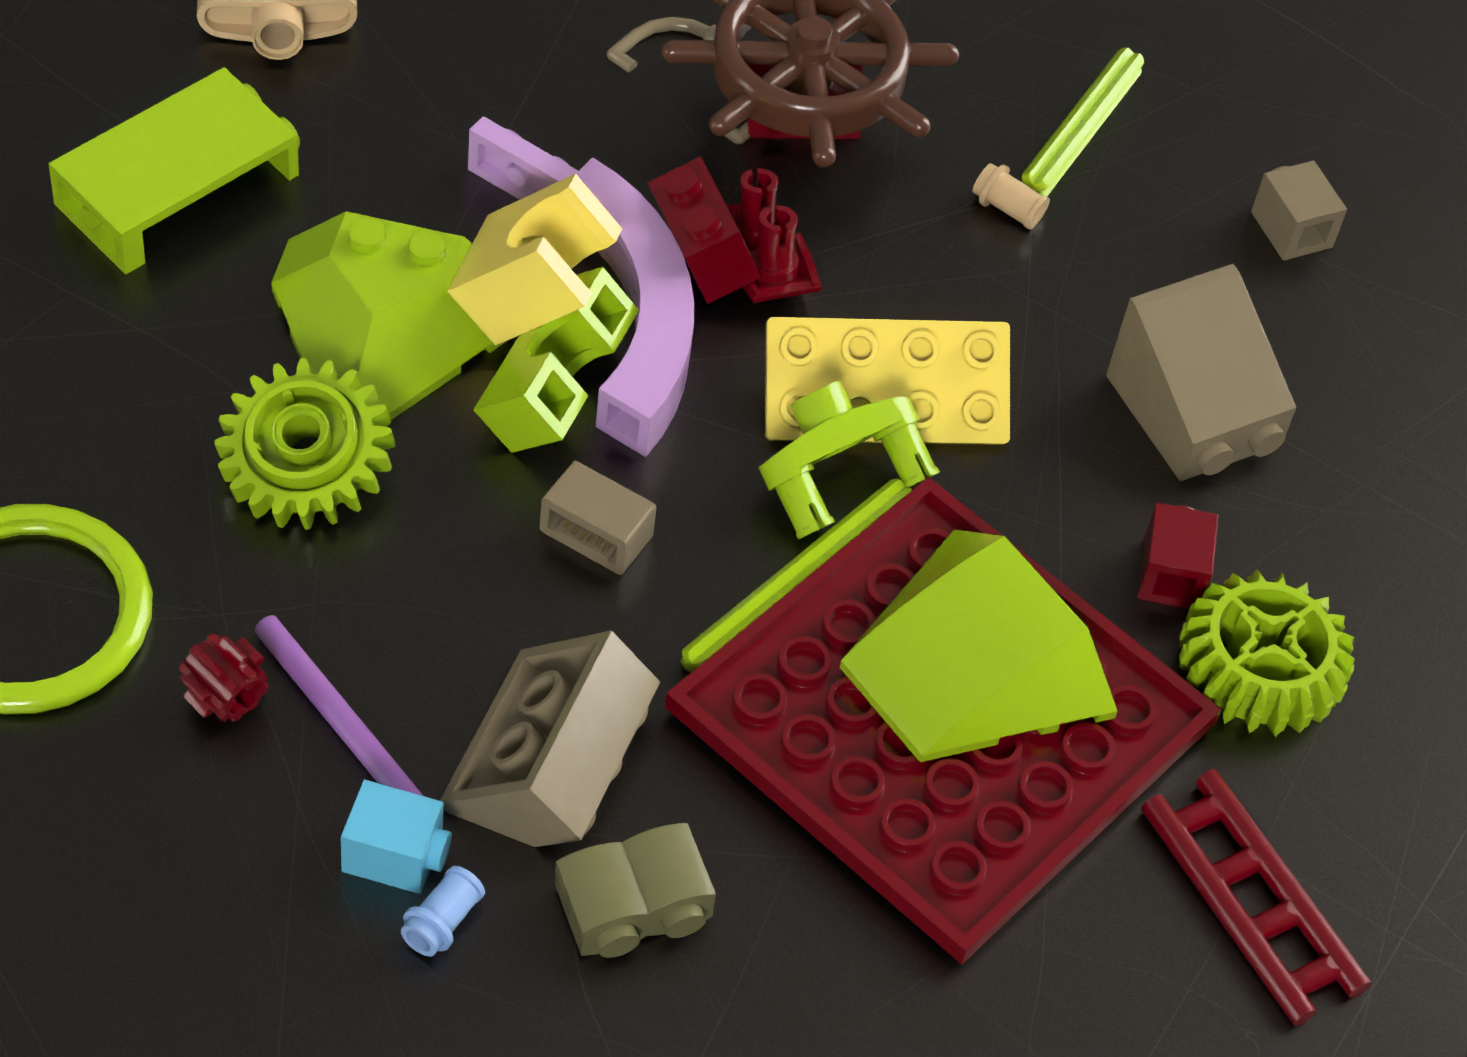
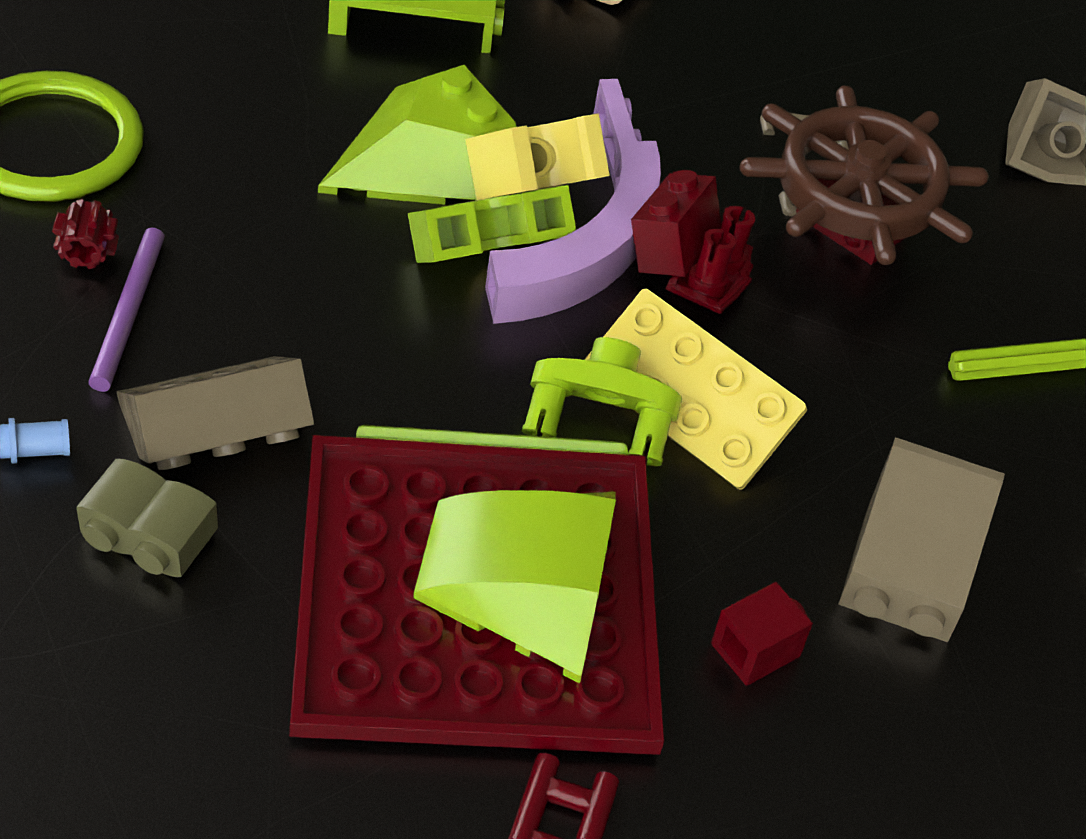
camera: 45 degrees right, 5 degrees down
(312, 479) = (290, 161): lime gear -> none
(394, 837) = (58, 378): medium azure brick -> none
(597, 517) = (408, 322): dark tan piece -> none
(1010, 195) = (926, 348): tan pin -> none
(1269, 637) = (743, 711): lime gear -> none

